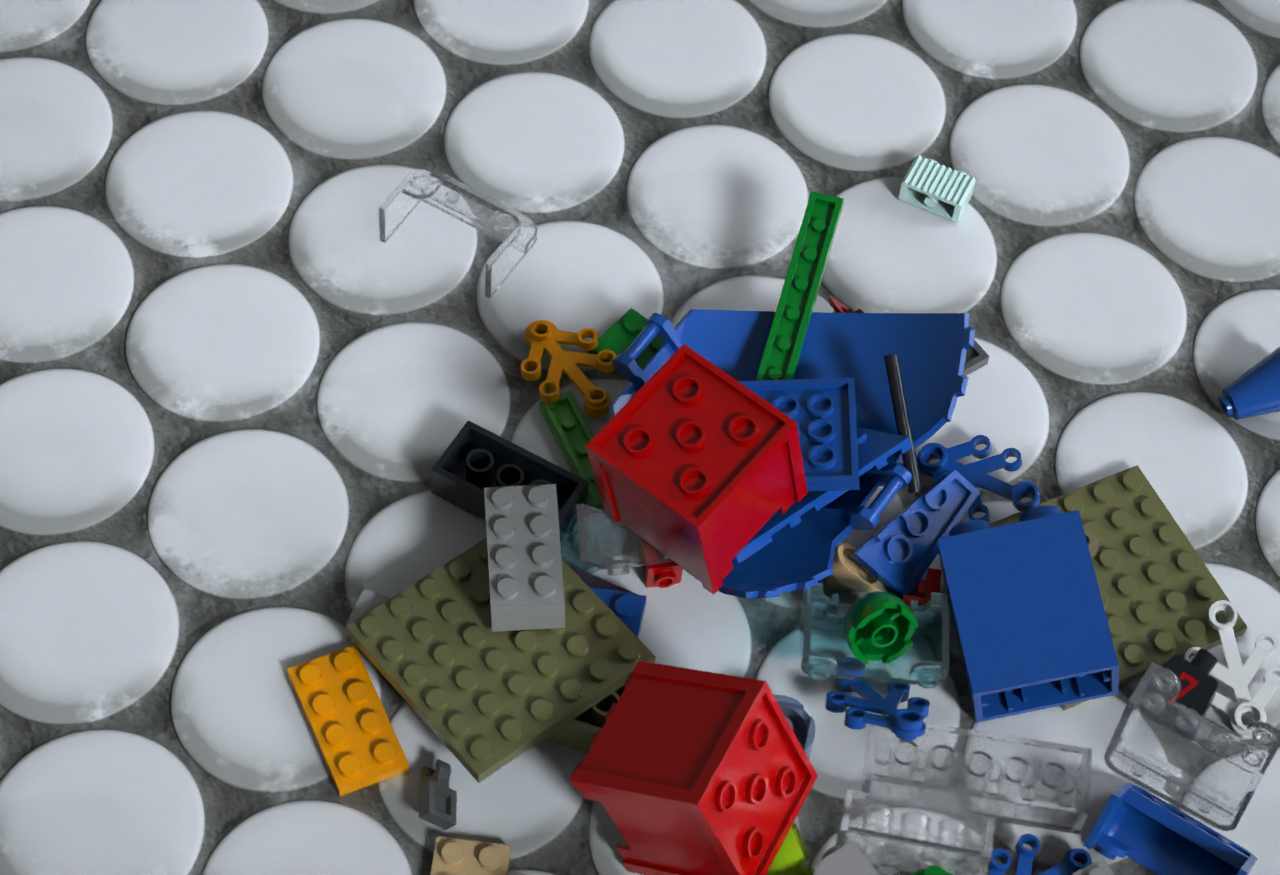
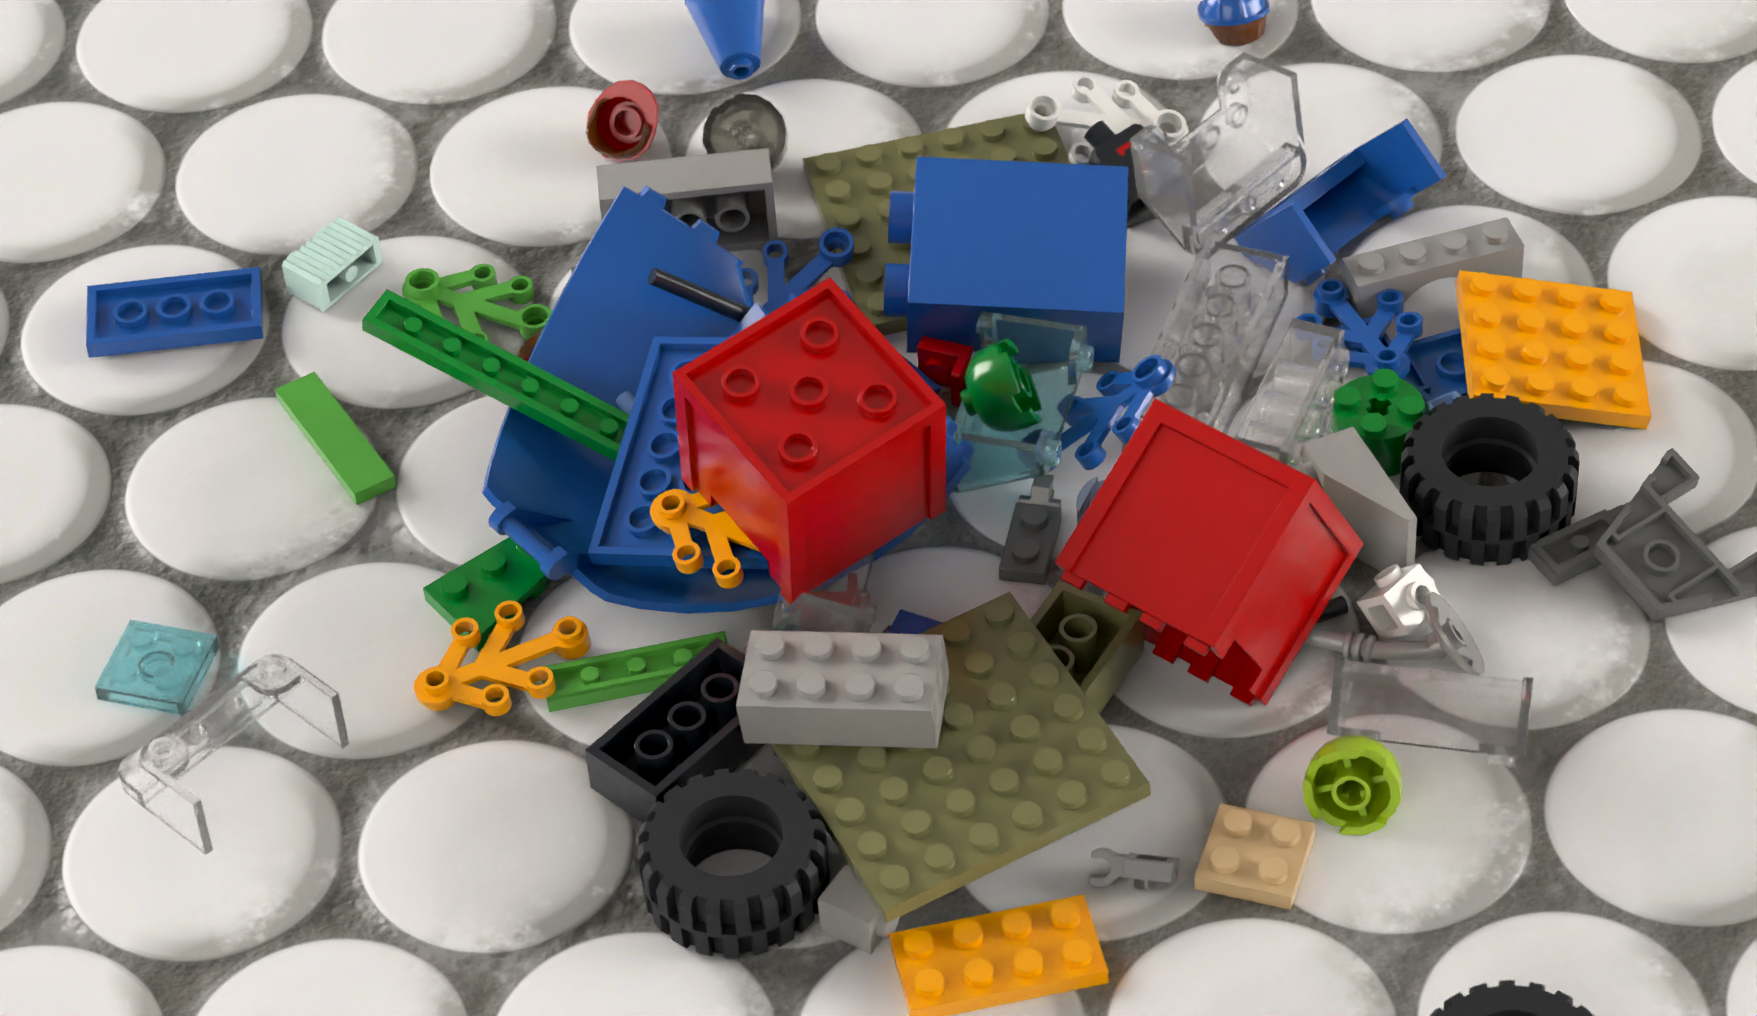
camera: 70 degrees left, 10 degrees down
(384, 496) = (740, 910): none -> black tyre
(534, 176) = (157, 667): none -> clear light blue plate
(763, 232) = (335, 438): none -> bright green tile
(781, 679) = (1032, 534): none -> dark grey hinge
(867, 110) = (174, 312): none -> blue plate
(930, 253) = (428, 290): none -> bright green plant
(1045, 391) = (722, 189): none -> light grey brick
(1128, 334) = (623, 121): none -> red piece
(1132, 417) = (740, 119): none -> clear smoke cylinder

